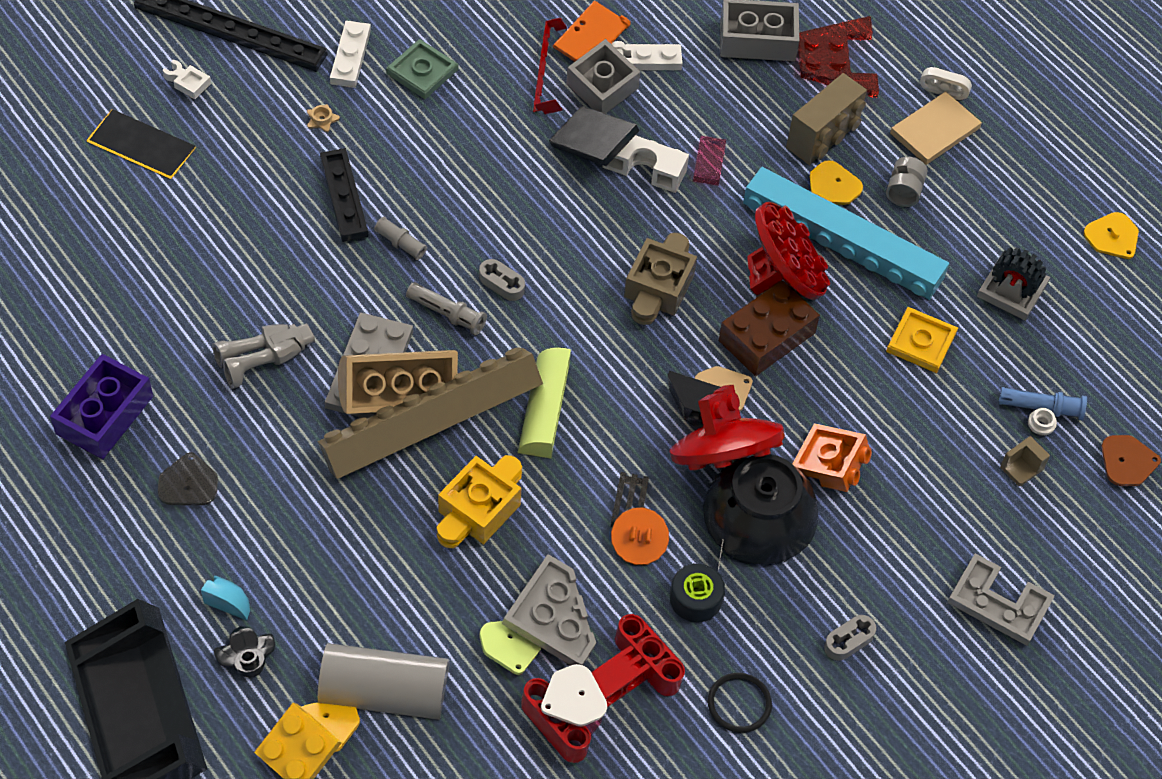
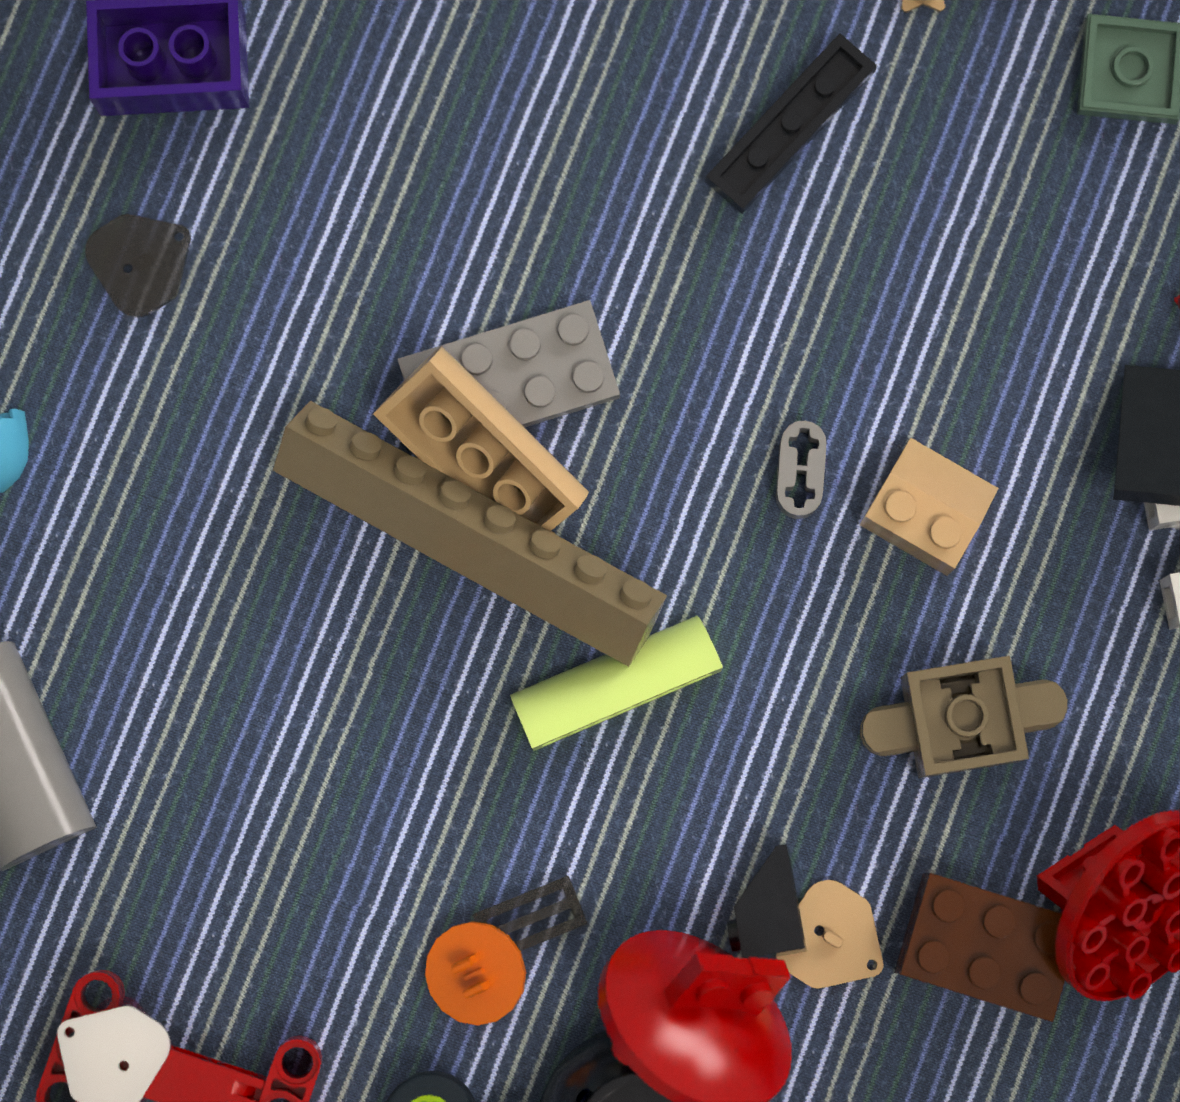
camera: 65 degrees right, 25 degrees up
(280, 346) = (454, 227): light grey piece -> none
(400, 238) = (768, 265): light grey pin -> none
(456, 312) = (688, 443): light grey pin -> none
(466, 498) = (369, 701): yellow brick -> none
(506, 651) = (165, 909): yellowish green piece -> none
(553, 613) = (259, 928): light grey plate -> none
(558, 243) = (929, 507): none -> tan slope

